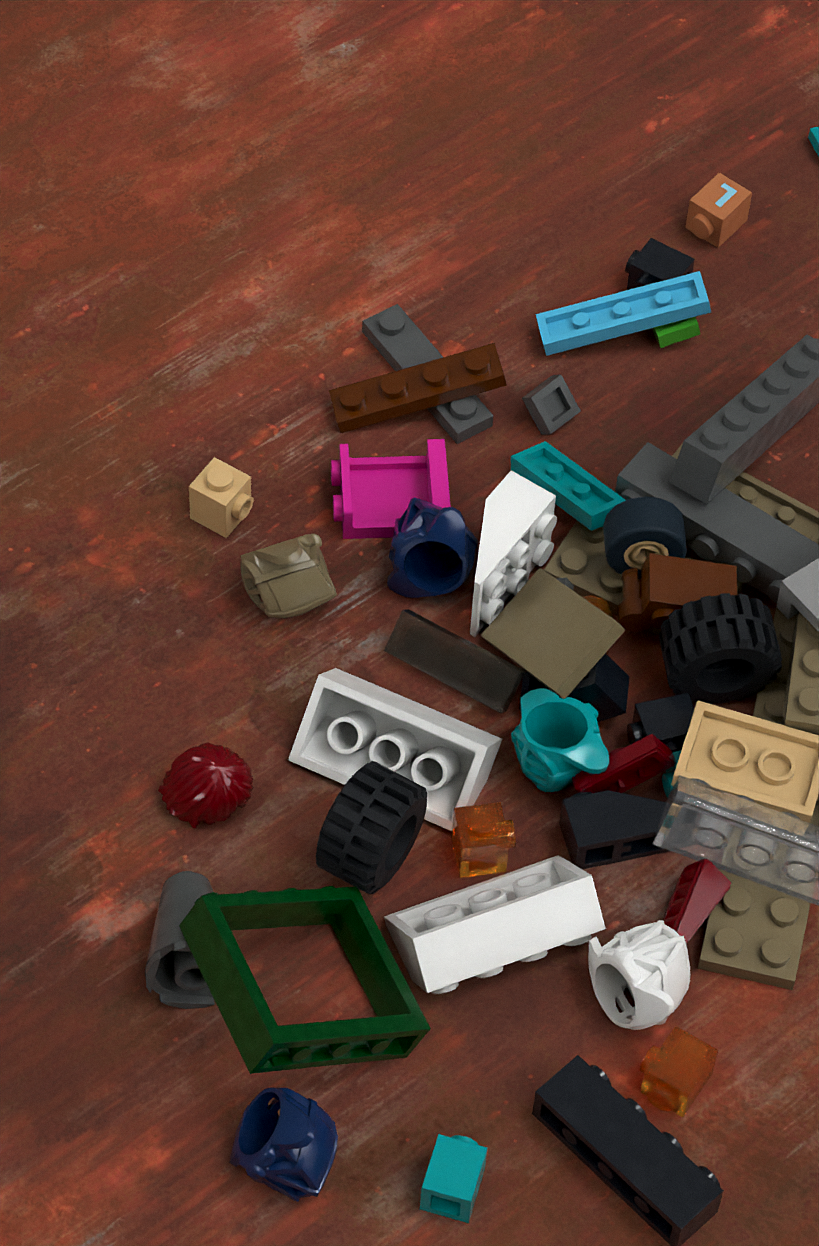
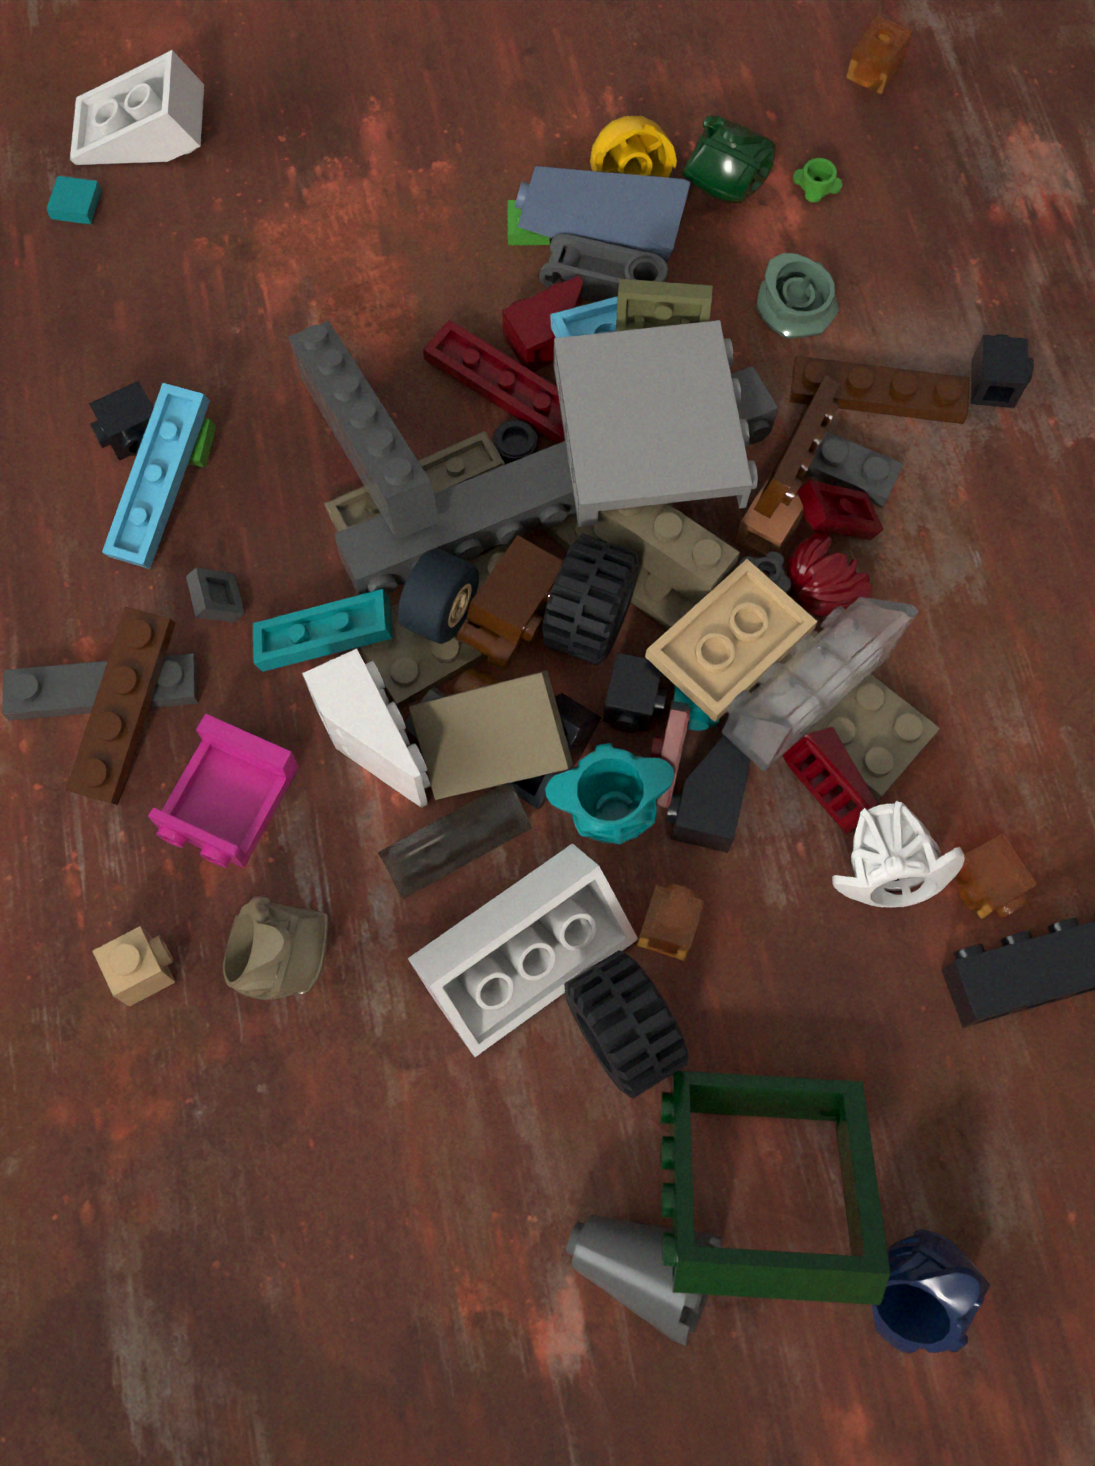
camera: 60 degrees left, 15 degrees up
(206, 784) = (471, 1157): dark red hair -> none
(424, 548) = (309, 800): dark blue piece -> none
(453, 1177) = (1017, 1140): teal brick -> none
(496, 924) = (761, 958): white slope -> none
(718, 210) = (87, 332): nougat brick -> none

